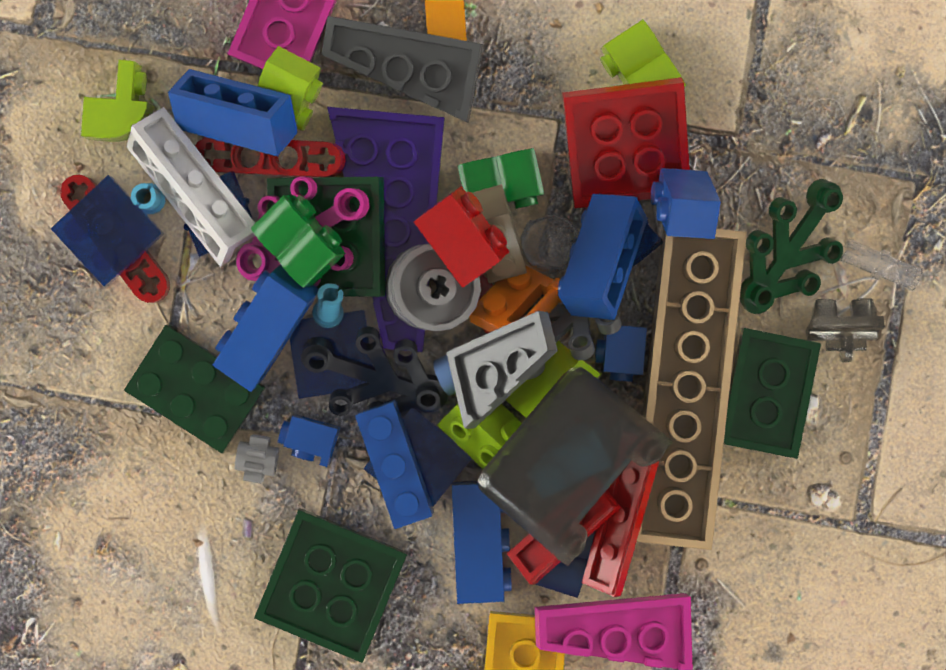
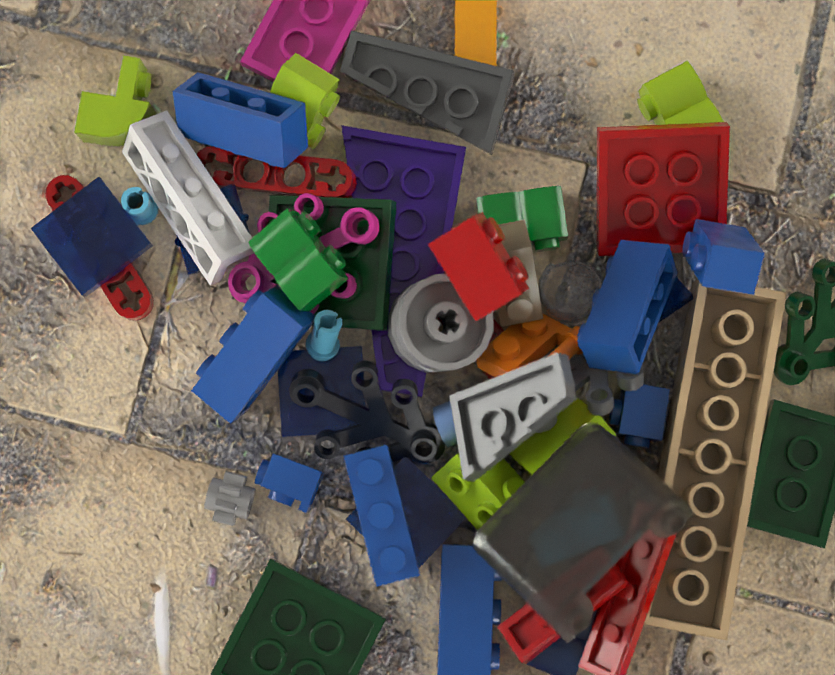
camera: 10 degrees right, 5 degrees down
(191, 392) = (165, 419): dark green plate -> none

